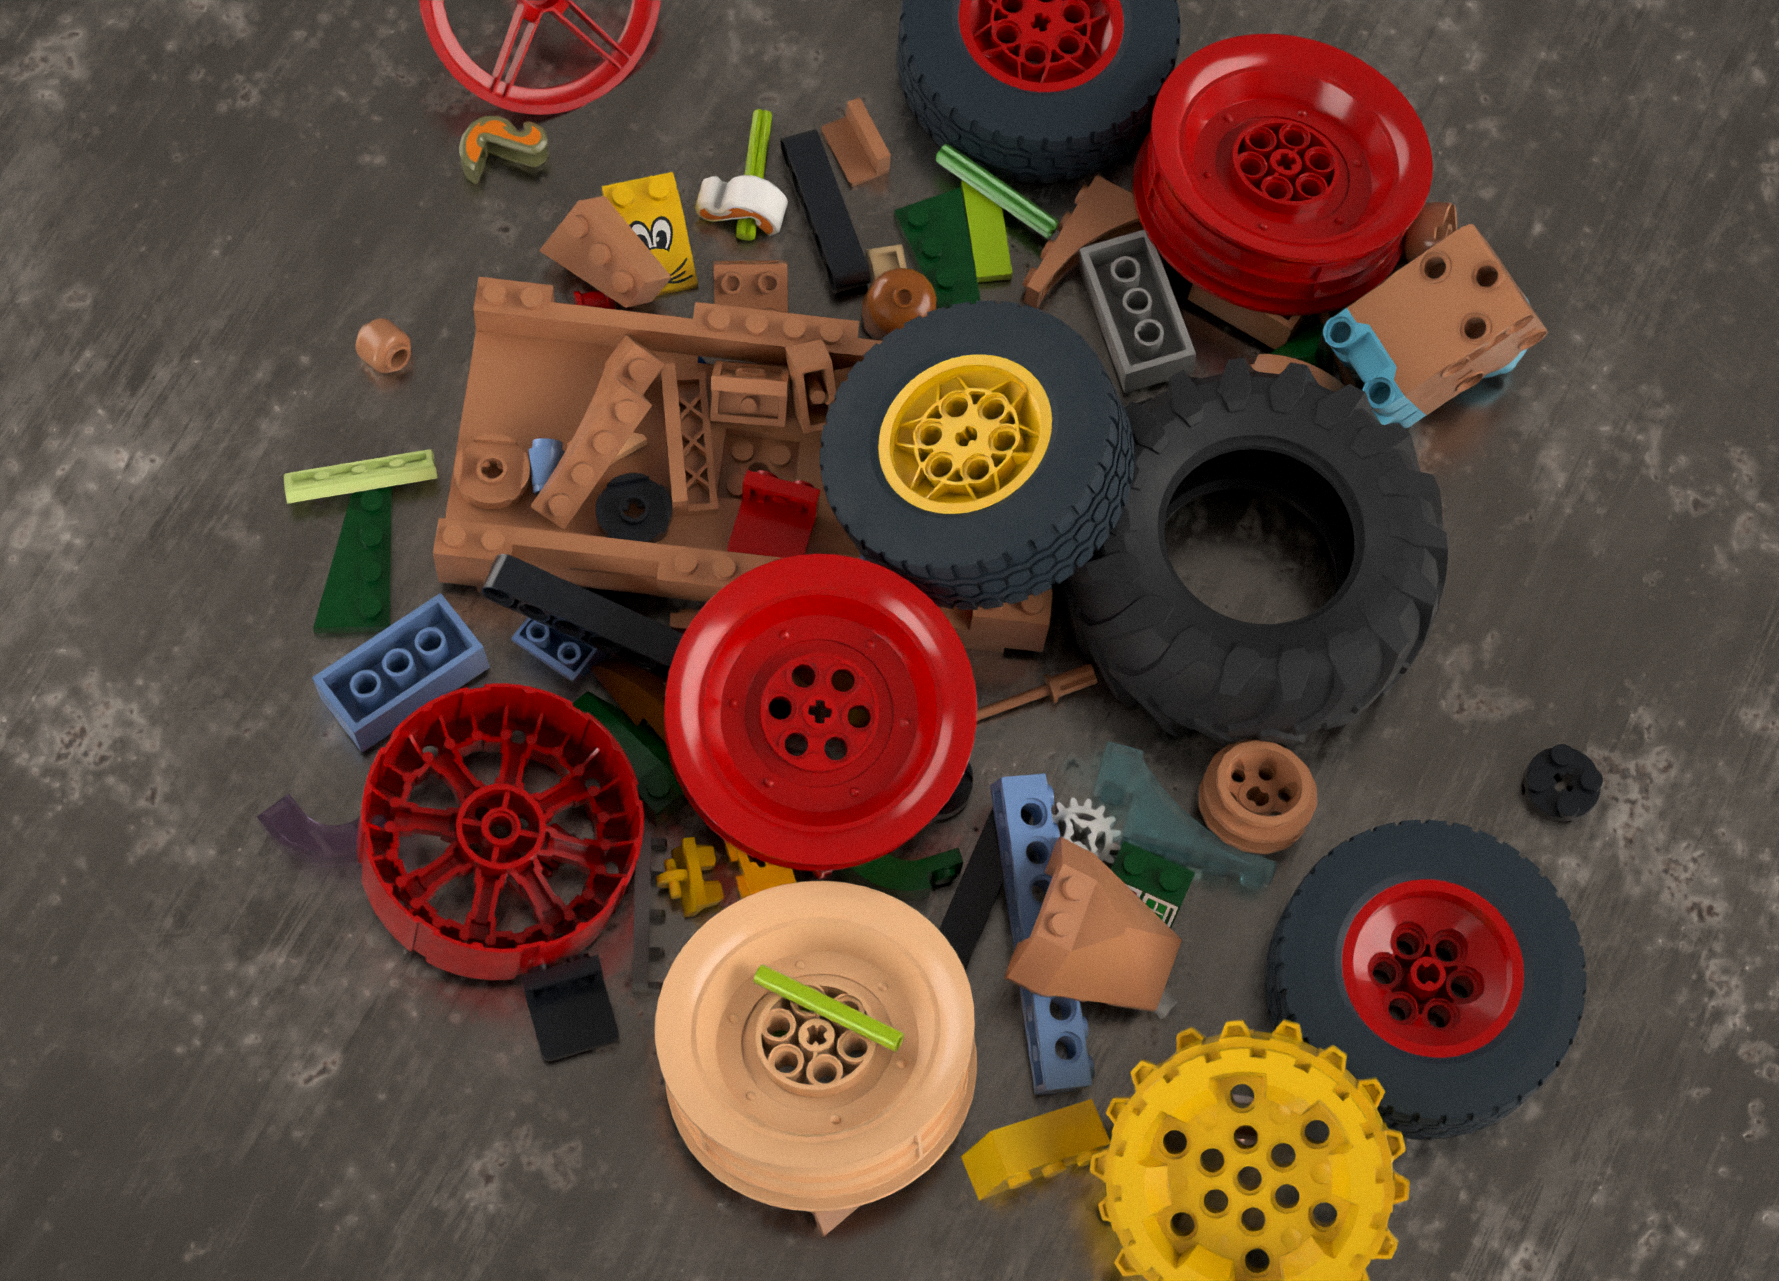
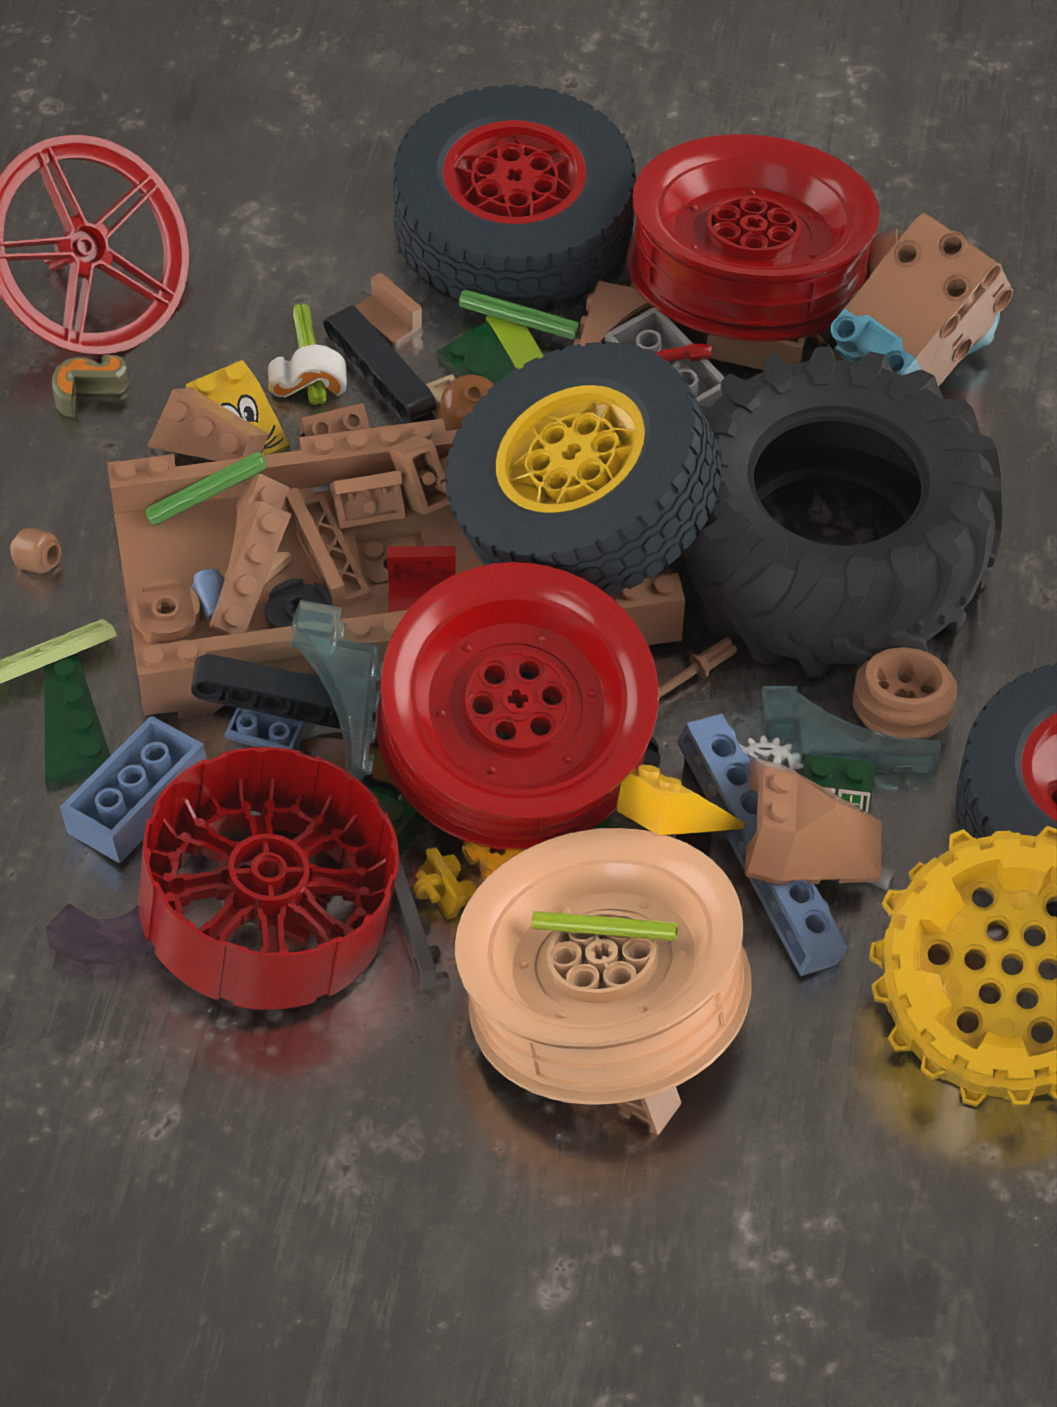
camera: 10 degrees left, 15 degrees down
(570, 1007) = (371, 1008): black bracket -> none
(577, 336) = (206, 488): none -> bright green axle
(654, 622) = (348, 674): none -> clear light blue arch
(953, 879) = (669, 807): none -> yellow slope
(1035, 1148) = (814, 1013): yellow wedge -> none
(1167, 302) = (692, 352): none -> red piece

